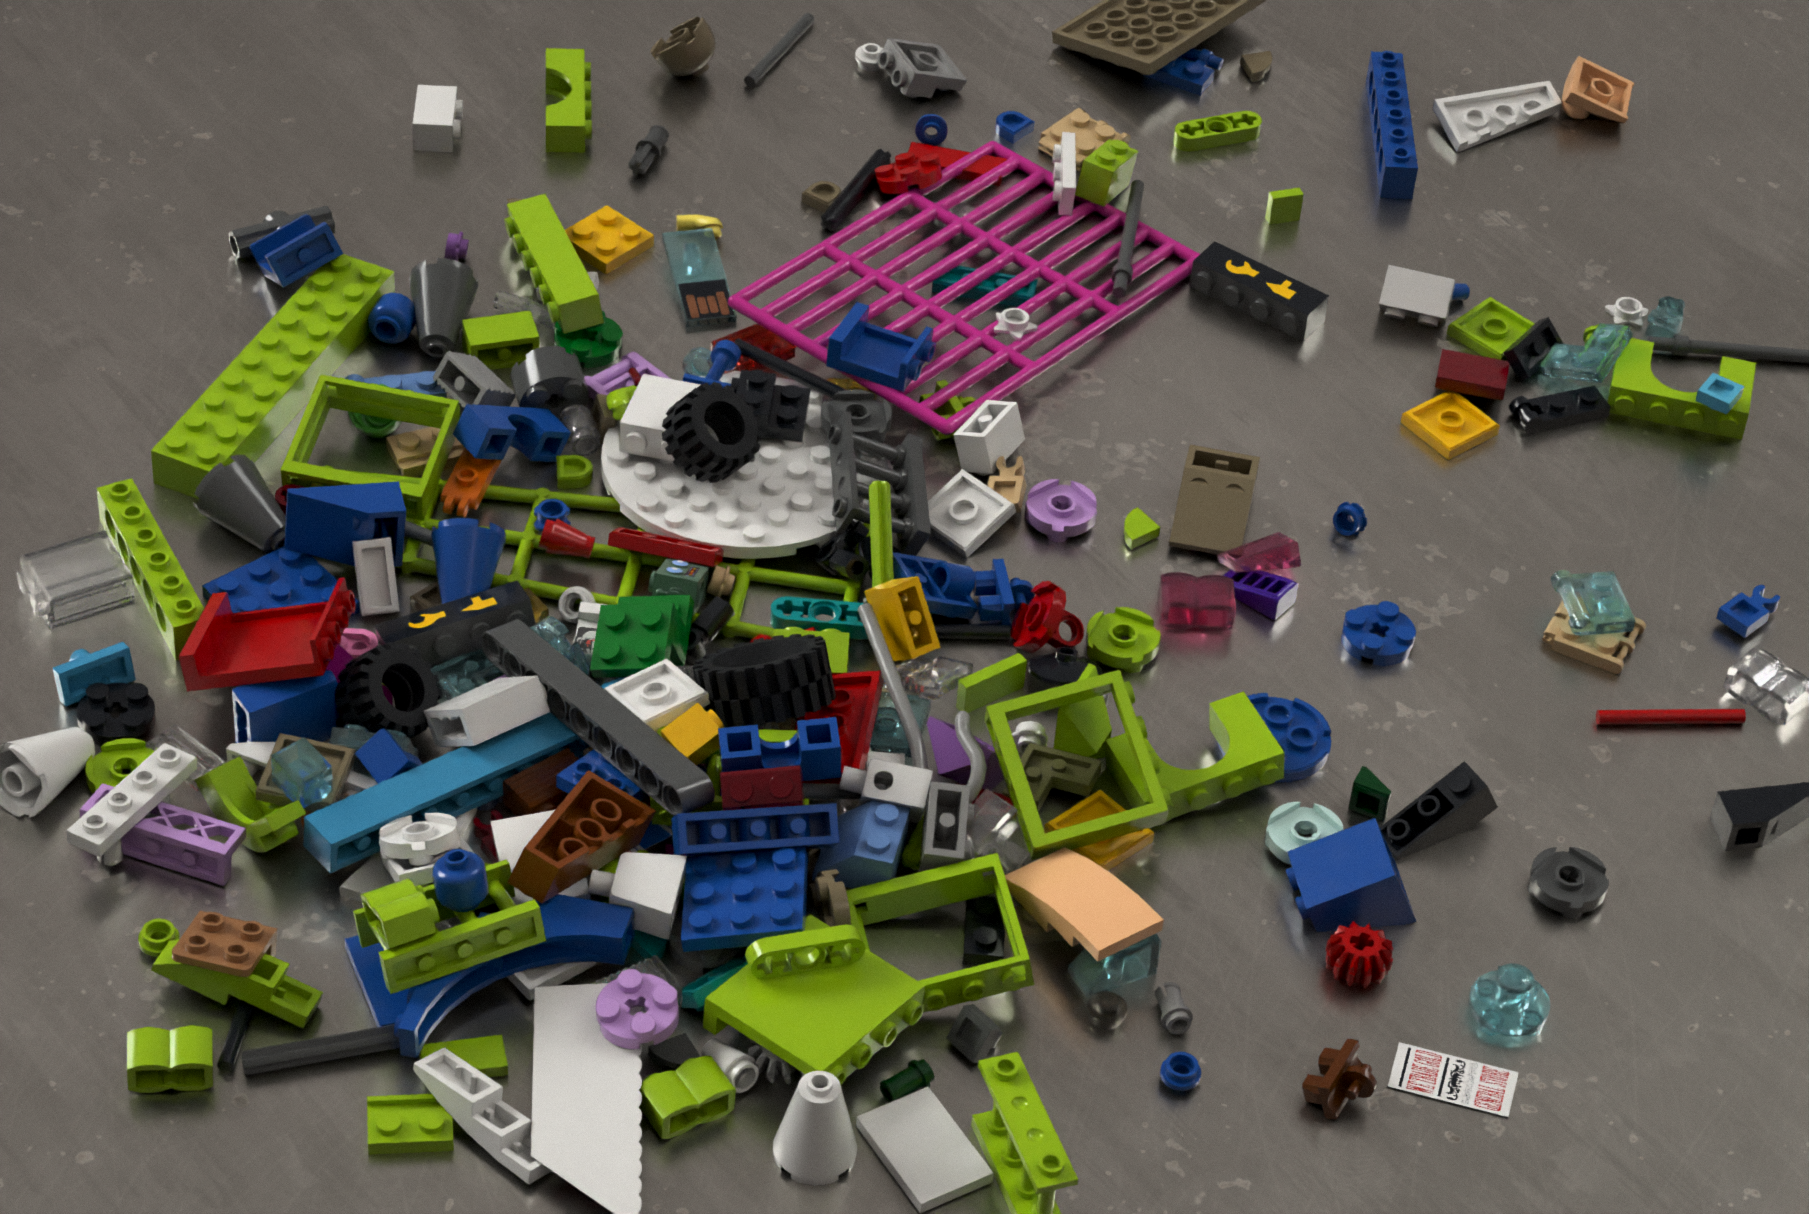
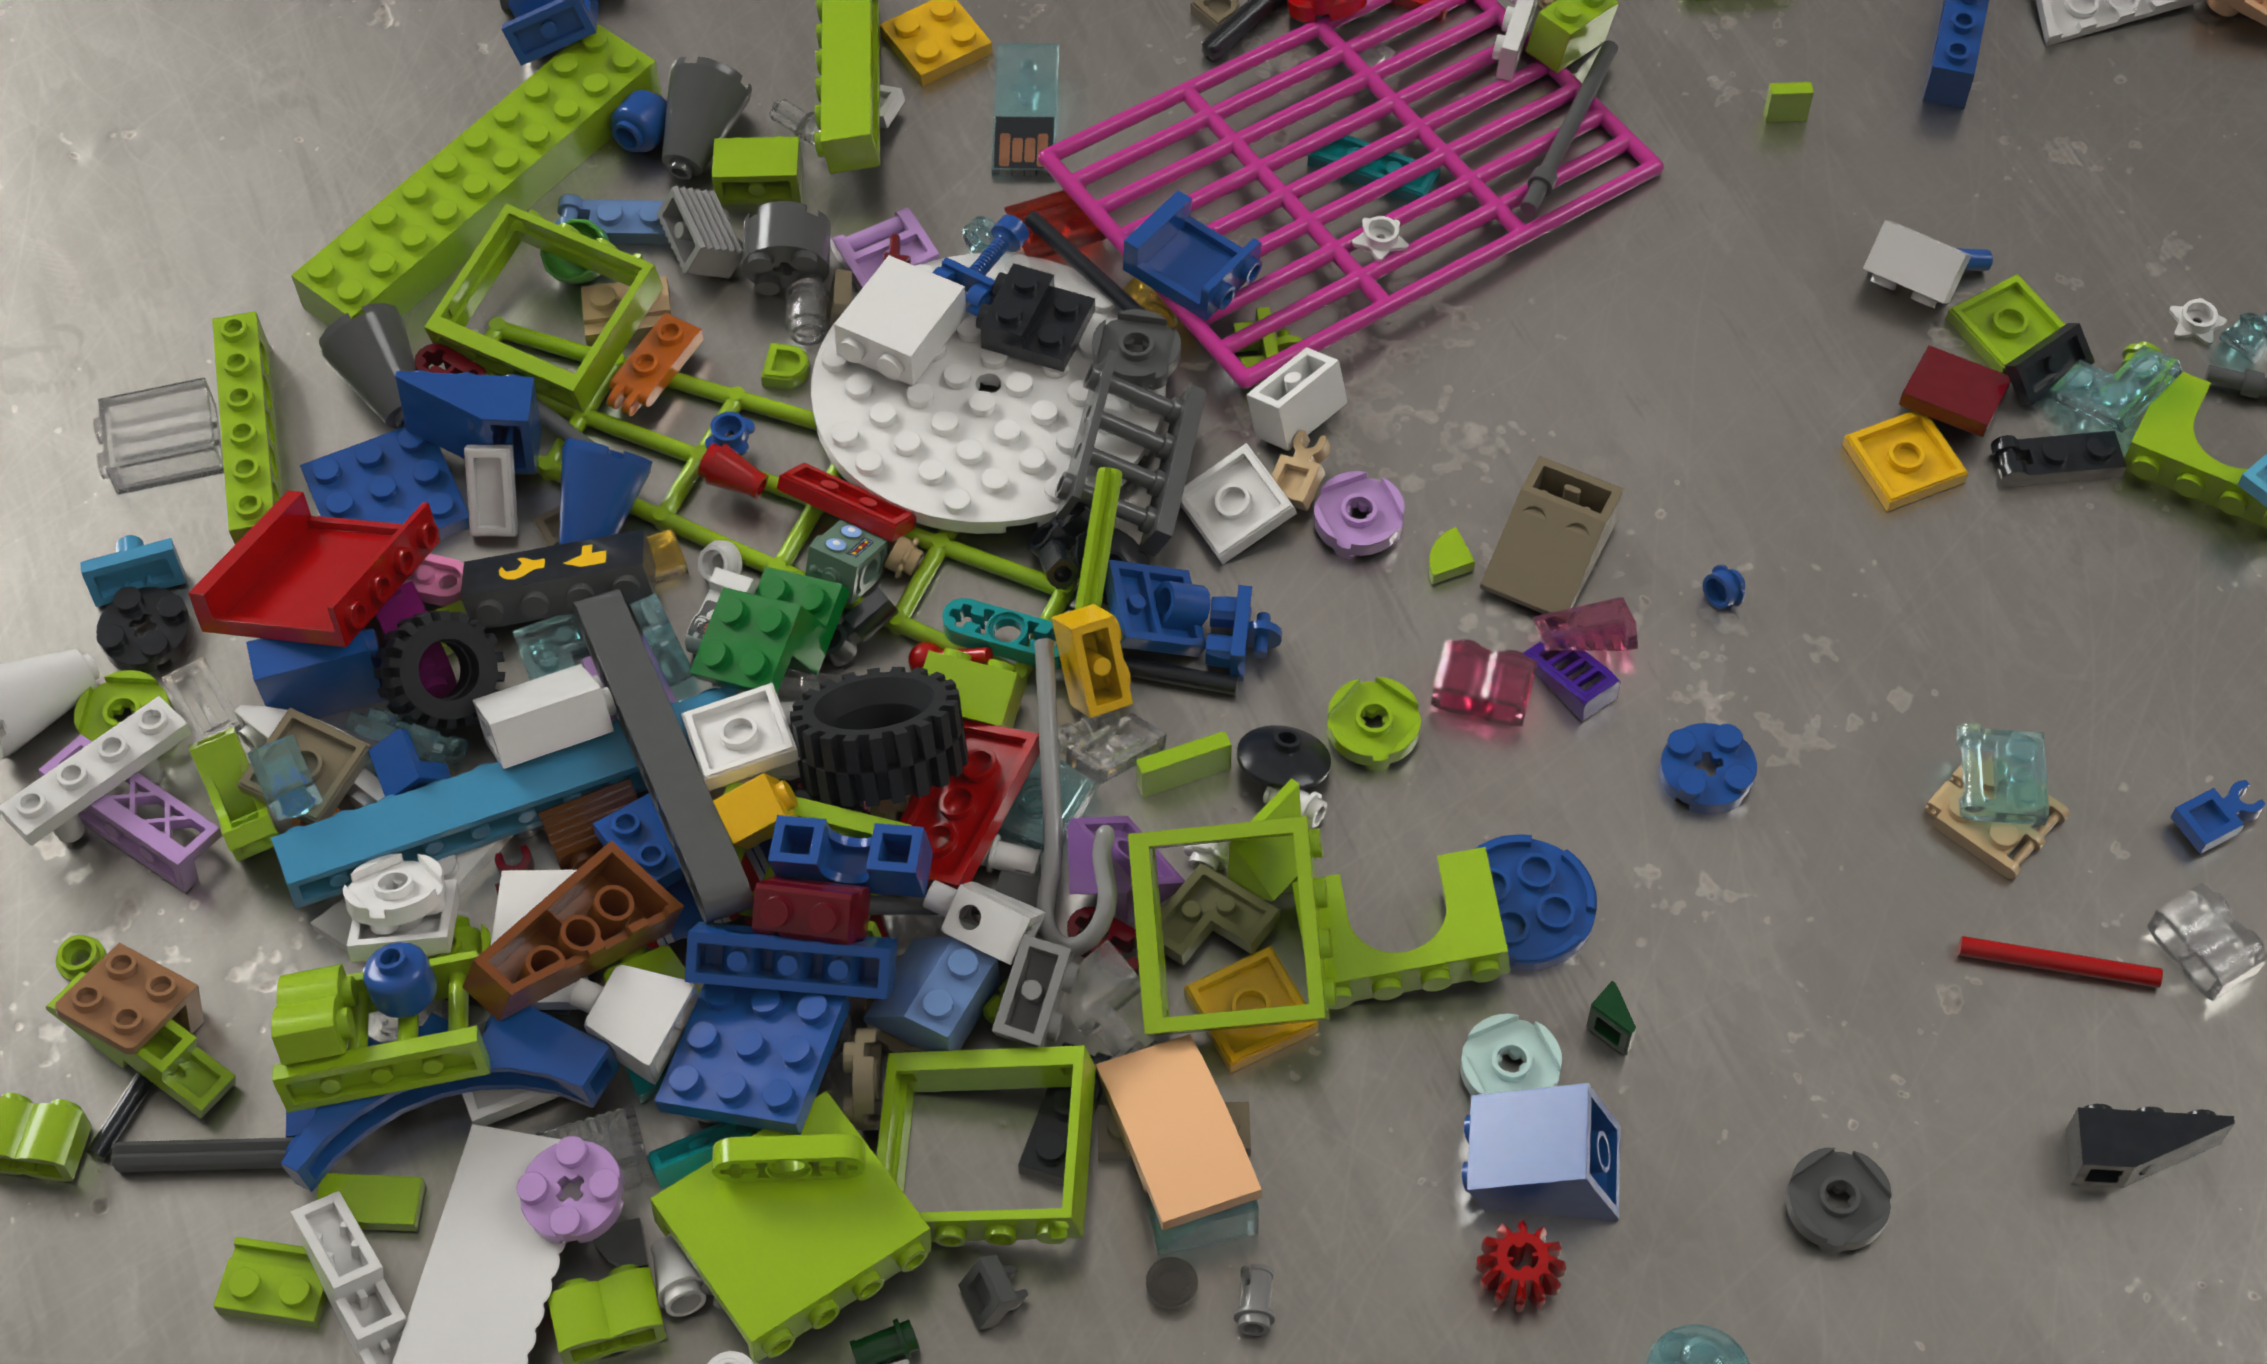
camera: 20 degrees right, 15 degrees up
(456, 247) = (753, 28): medium lavender plate -> none
(491, 430) = (682, 305): blue arch -> none
(594, 354) = (874, 199): green plate -> none
(619, 400) = (853, 282): lime arm -> none
(697, 221) = (1052, 30): light yellow arm -> none
(729, 419) = (967, 348): black tyre -> none
(1040, 620) = (1273, 681): red tile -> none
(1259, 291) = (1715, 226): brick -> none
(1440, 812) = (1694, 1065): black slope -> none

